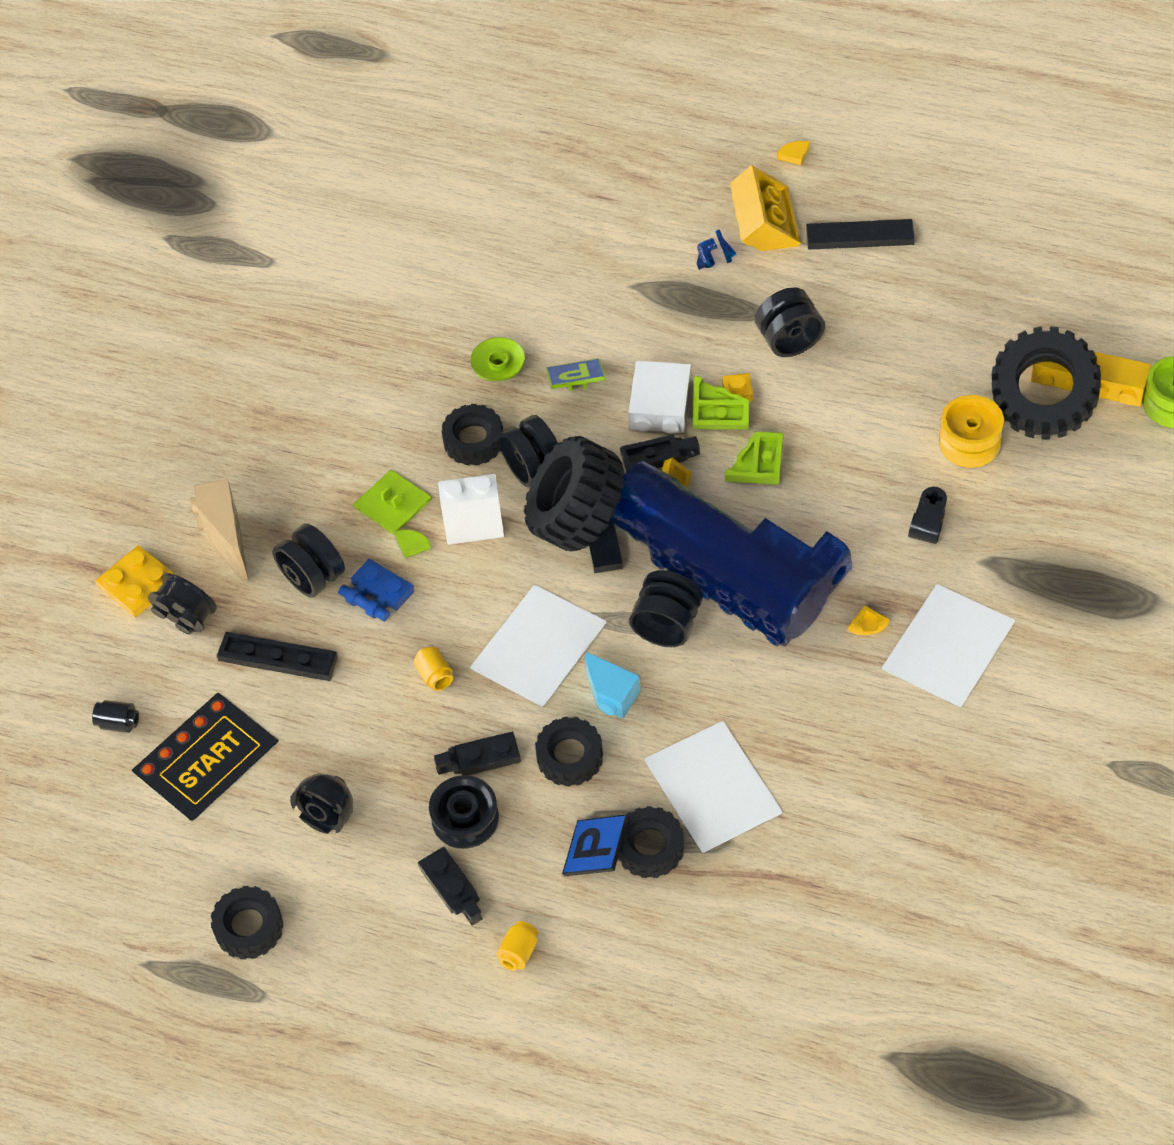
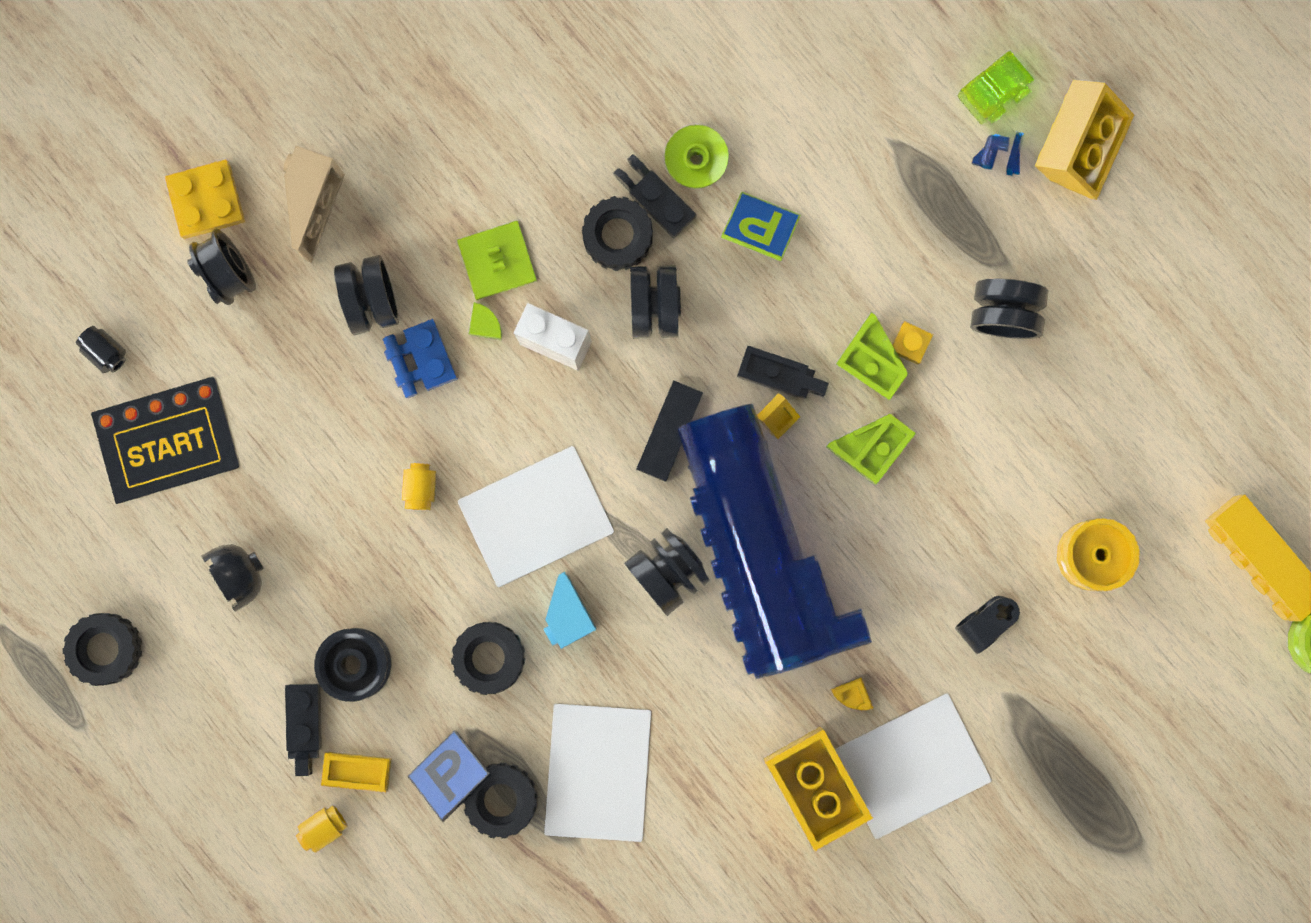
camera: 30 degrees right, 30 degrees up
(277, 656) = (287, 373): black tile -> none
(479, 755) = (408, 606): black hinge -> none
(504, 403) = (657, 198): none -> black hinge
(518, 894) = (356, 772): none -> yellow tile
(574, 493) = (655, 395): black tyre -> none
(660, 397) = (825, 309): white brick -> none
(681, 216) = (996, 88): none -> clear neon green brick
(794, 152) = (1171, 74): yellow tile -> none
(860, 234) = (1164, 228): black tile -> none
(887, 686) = (818, 788): none -> yellow brick
(1046, 347) = (1214, 601): black tyre -> none

